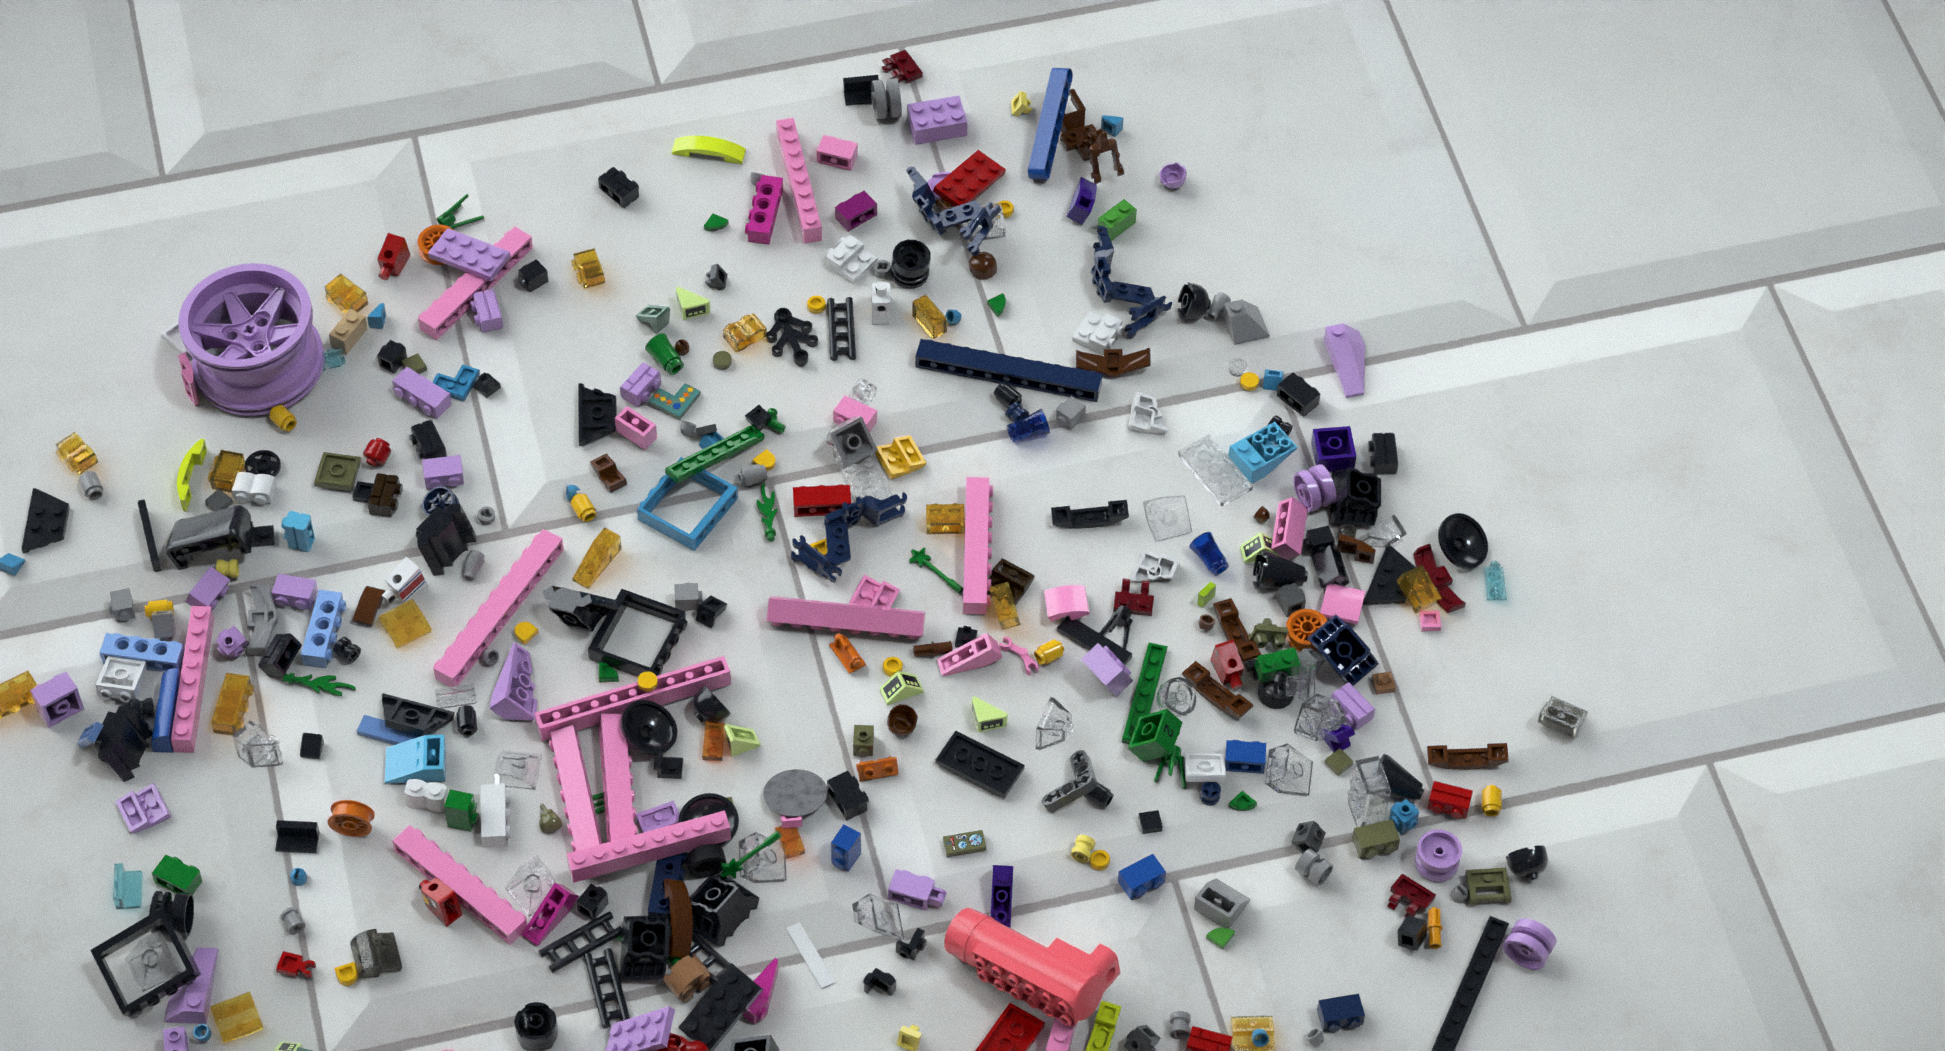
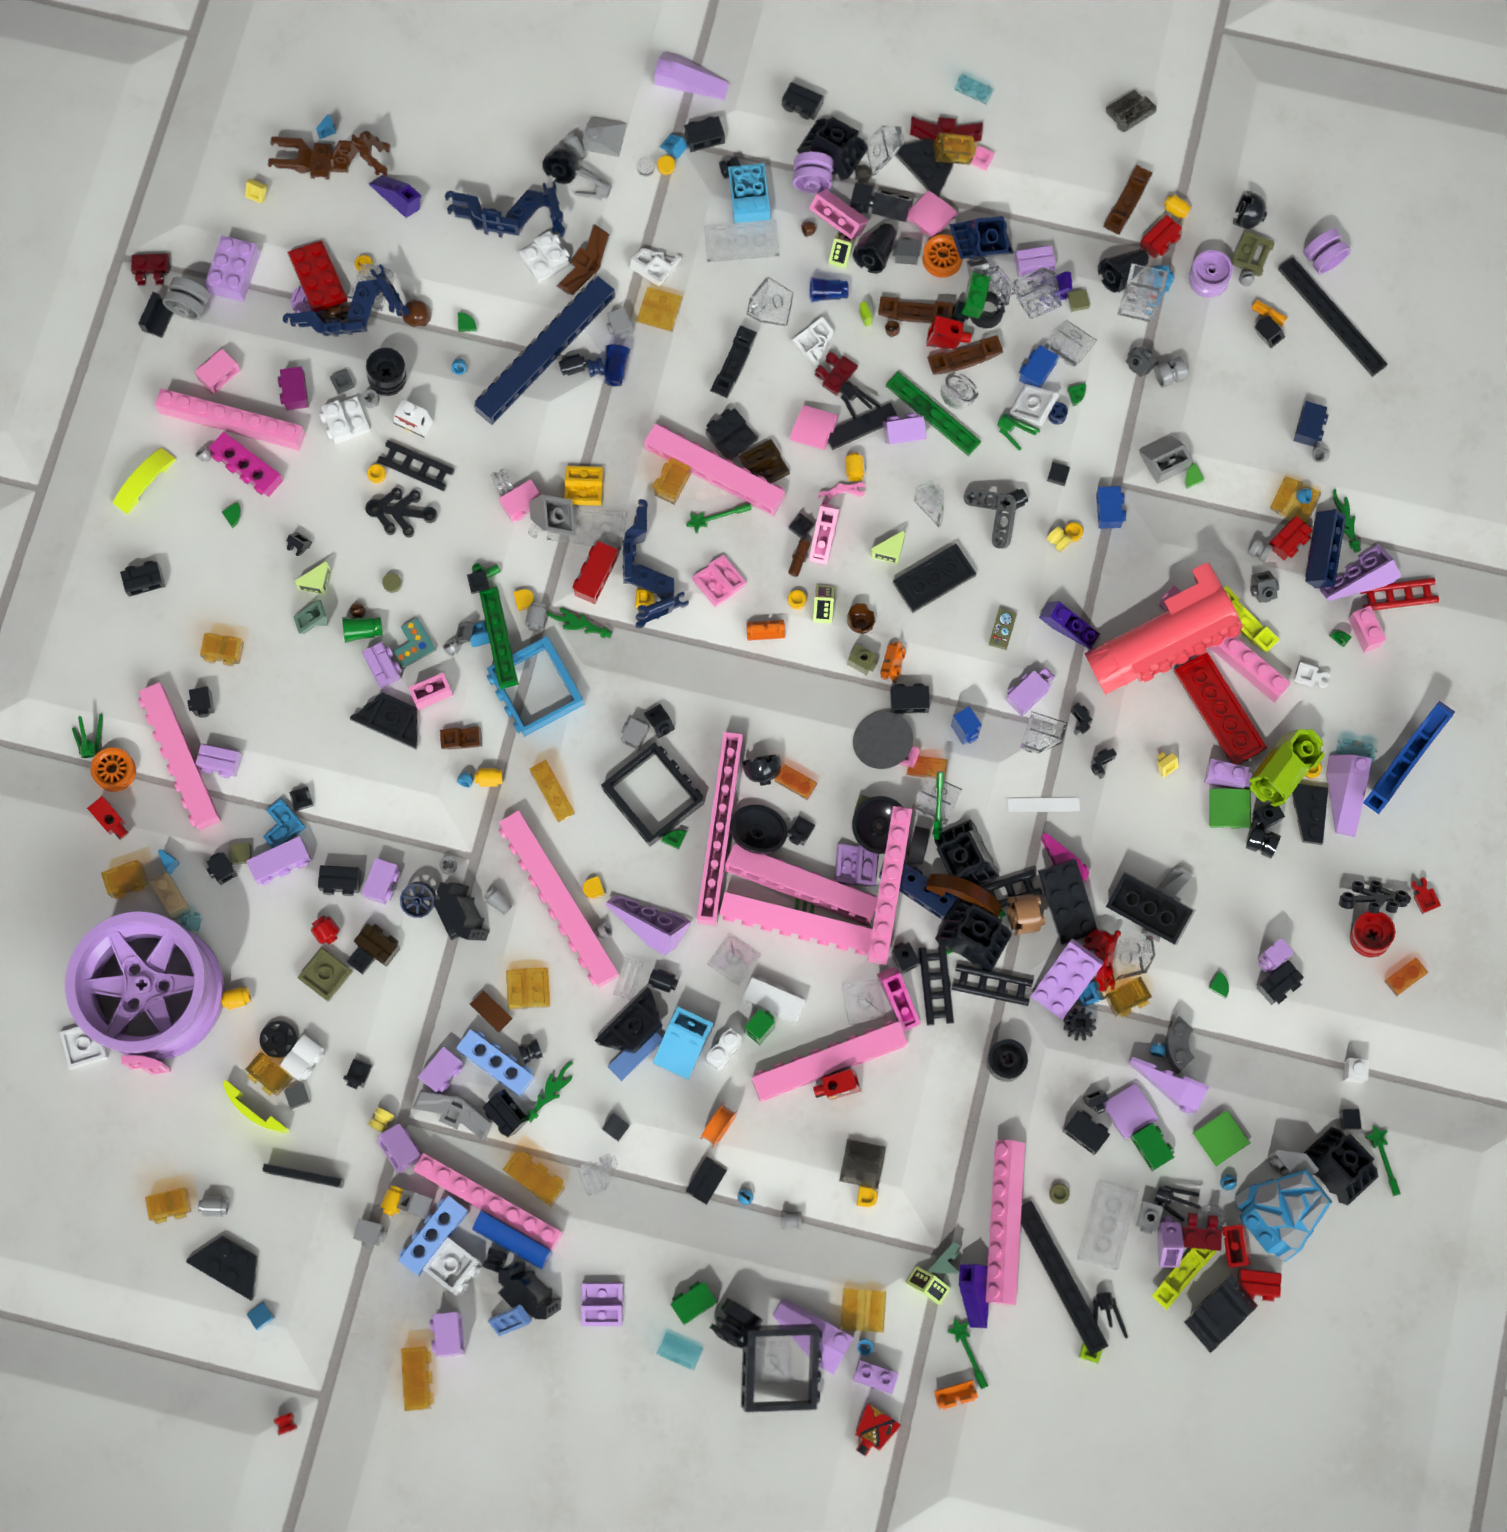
camera: 60 degrees left, 20 degrees up
(209, 532) = (340, 1120): black windscreen -> none
(231, 642) = (465, 1144): lavender brick -> none
(292, 963) = (835, 1240): red plate -> none
(298, 531) = (379, 1038): medium azure brick -> none
(404, 581) = (486, 961): white torso -> none
(469, 254) = (149, 746): lavender plate -> none
(549, 820) = (802, 956): olive piece -> none
(577, 607) = (600, 828): black slope -> none
(647, 681) = (718, 808): yellow tile -> none
(740, 739) = (806, 759): yellowish green slope -> none
(744, 332) = (374, 549): clear yellow brick -> none
(846, 616) = (731, 612): bright pink brick -> none
(885, 243) = (342, 382): none -> dark grey tile
(929, 316) = (449, 385): clear yellow brick -> none
(1005, 606) = (792, 478): clear yellow brick -> none
(1020, 543) = (730, 434): none -> black plate
(1050, 123) = (301, 176): beam -> none
(1105, 437) = (659, 309): none -> clear yellow slope
(1118, 219) = (435, 178): bright green brick -> none
(1155, 735) = (988, 426): green brick -> none
(1173, 175) = (414, 107): lavender hair -> none
(1192, 343) = (601, 187): none -> light grey plant
(1268, 632) = (931, 286): olive hips -> none
(1334, 448) = (779, 137): dark purple brick -> none
(1351, 545) = (887, 172): reddish brown slope -> none
(1376, 839) = (1167, 315): olive brick -> none
(1383, 683) = (1022, 225): medium nougat tile -> none
(1413, 893) = (1230, 311): dark red plate -> none
(1463, 541) = (926, 89): black dish -> none

